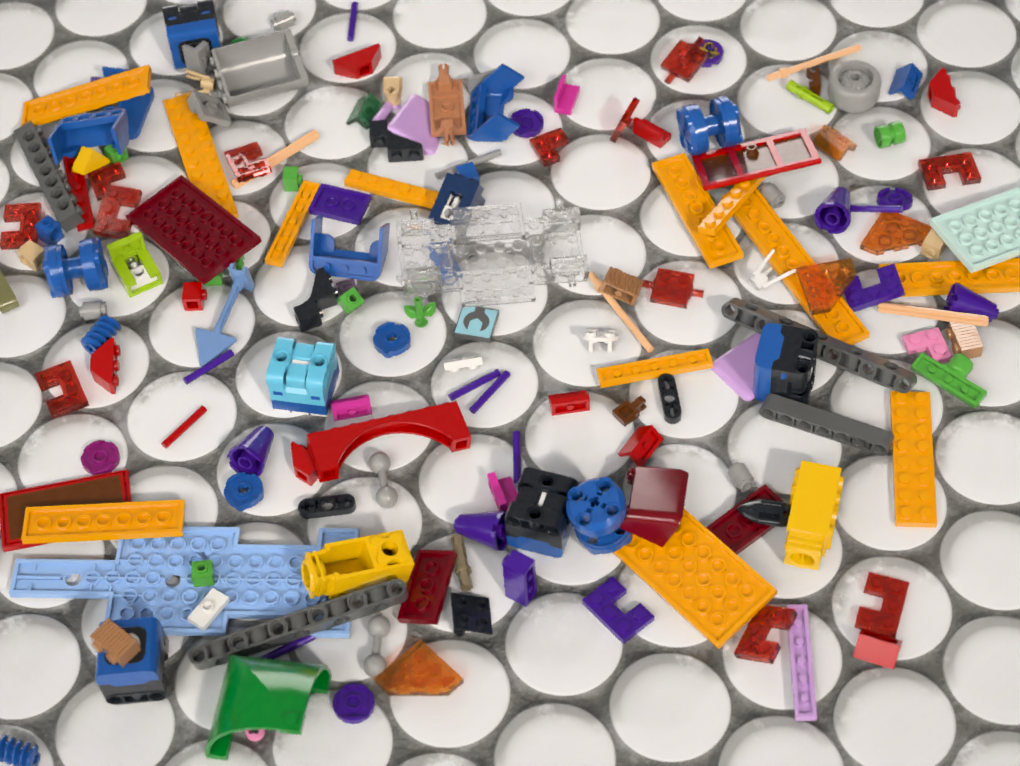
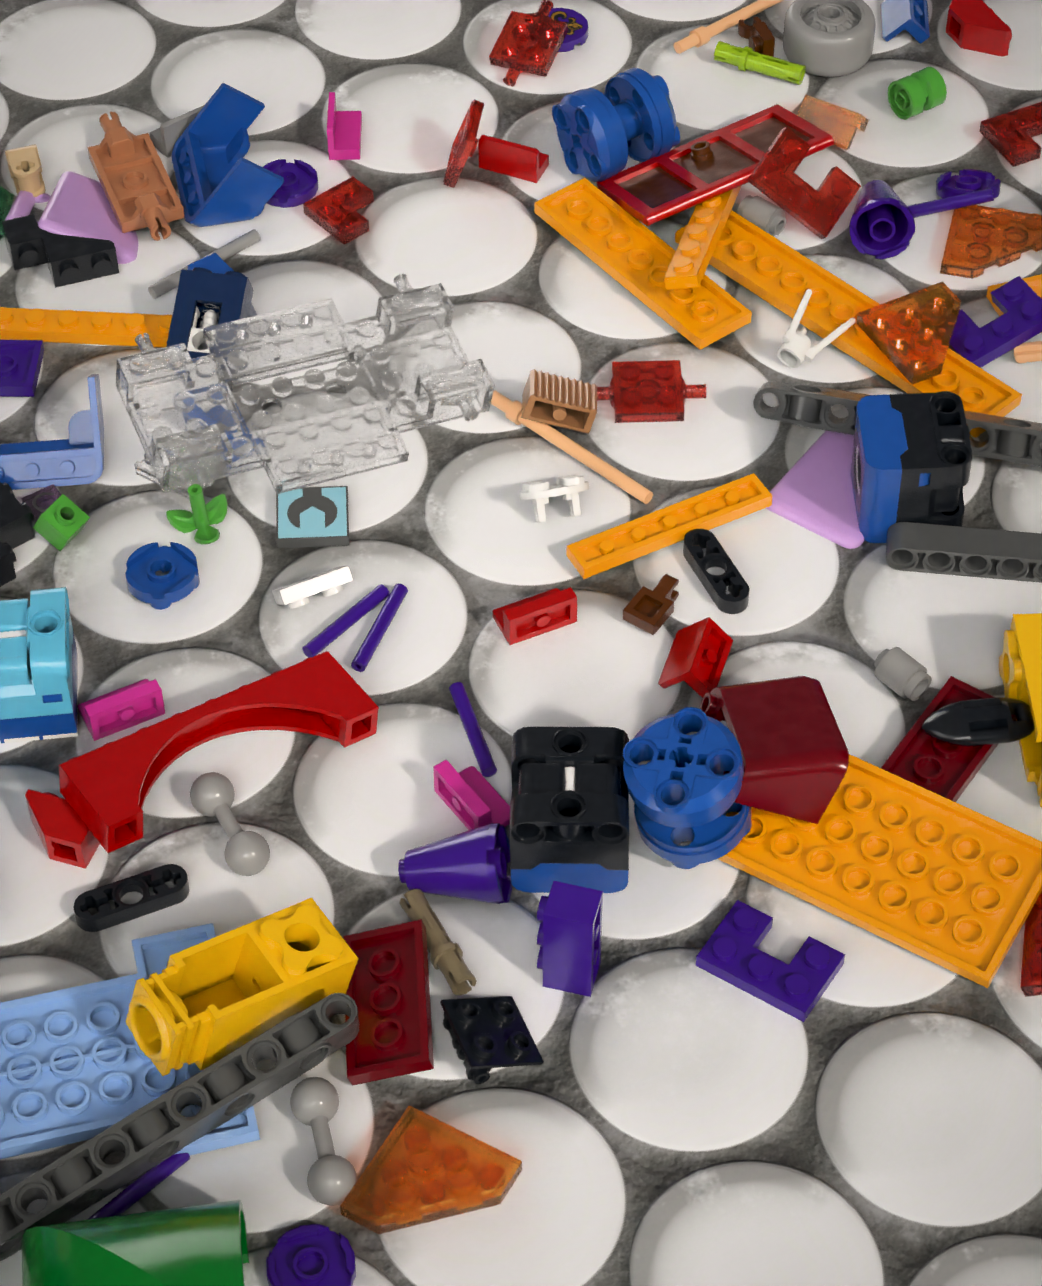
camera: 20 degrees left, 5 degrees down
(800, 197) = (812, 208): none -> clear red plate

